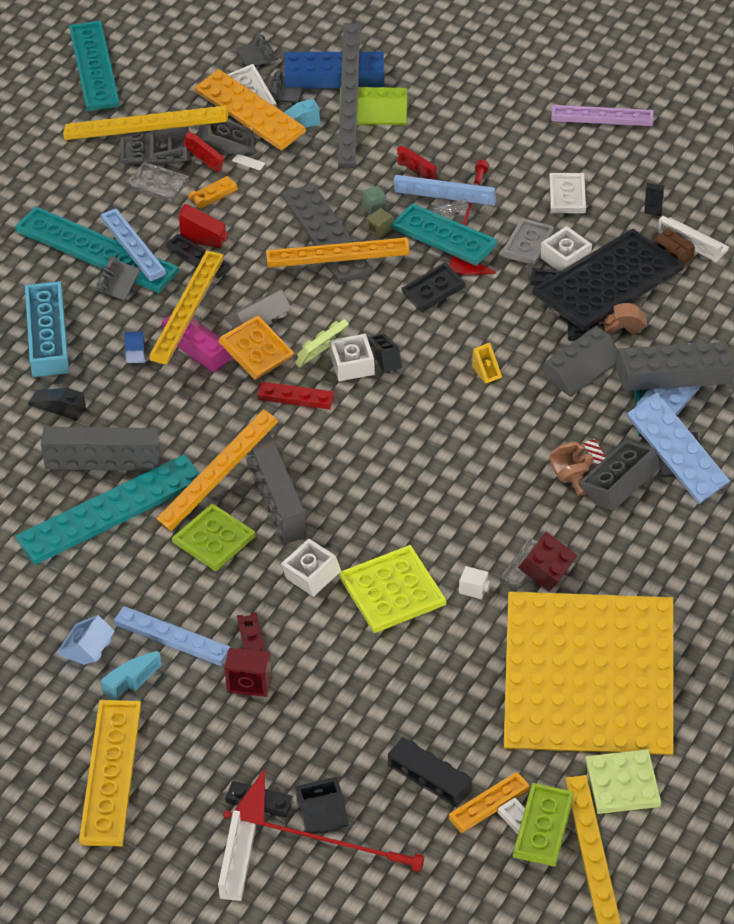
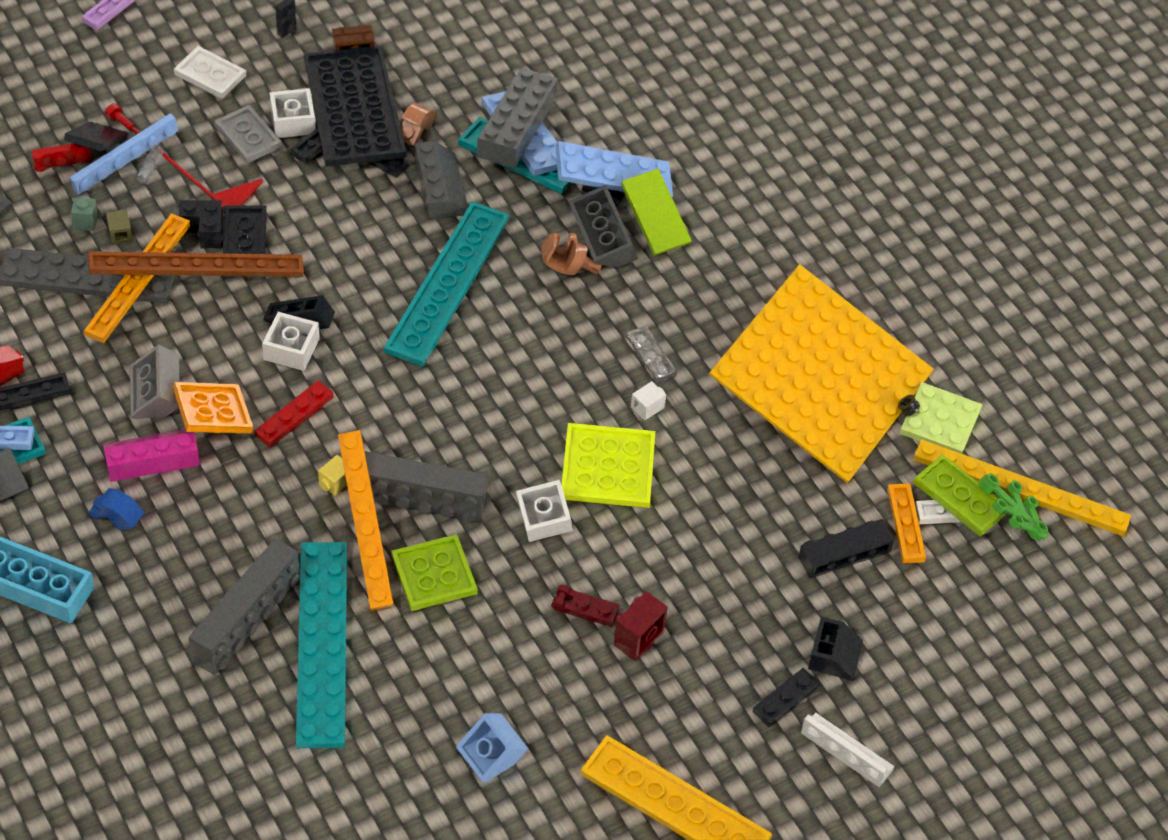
camera: 65 degrees left, 5 degrees up
(60, 401) = (134, 614): black slope -> none
(130, 675) = (566, 730): medium azure slope -> none
(172, 636) = (533, 671): light blue plate -> none
(186, 308) = (116, 433): yellow plate -> none
(253, 810) = (800, 704): red piece -> none
(321, 343) = (253, 353): yellowish green plate -> none
(373, 274) = (195, 264): none -> dark orange plate
(422, 258) = (205, 219): none -> black brick
(444, 166) = (95, 136): none -> black tile
(444, 234) = (192, 182): teal plate -> none
(485, 363) = (385, 249): yellow slope -> none
(487, 414) = (446, 284): none -> teal plate
(547, 561) = (670, 333): dark red brick -> none
(559, 868) = (1014, 506): none -> bright green plant
(594, 449) = (542, 232): sticker -> none
(610, 748) = (908, 405): none -> bush
(664, 495) = (656, 212): none -> lime tile
(703, 244) = (376, 17): white fence -> none

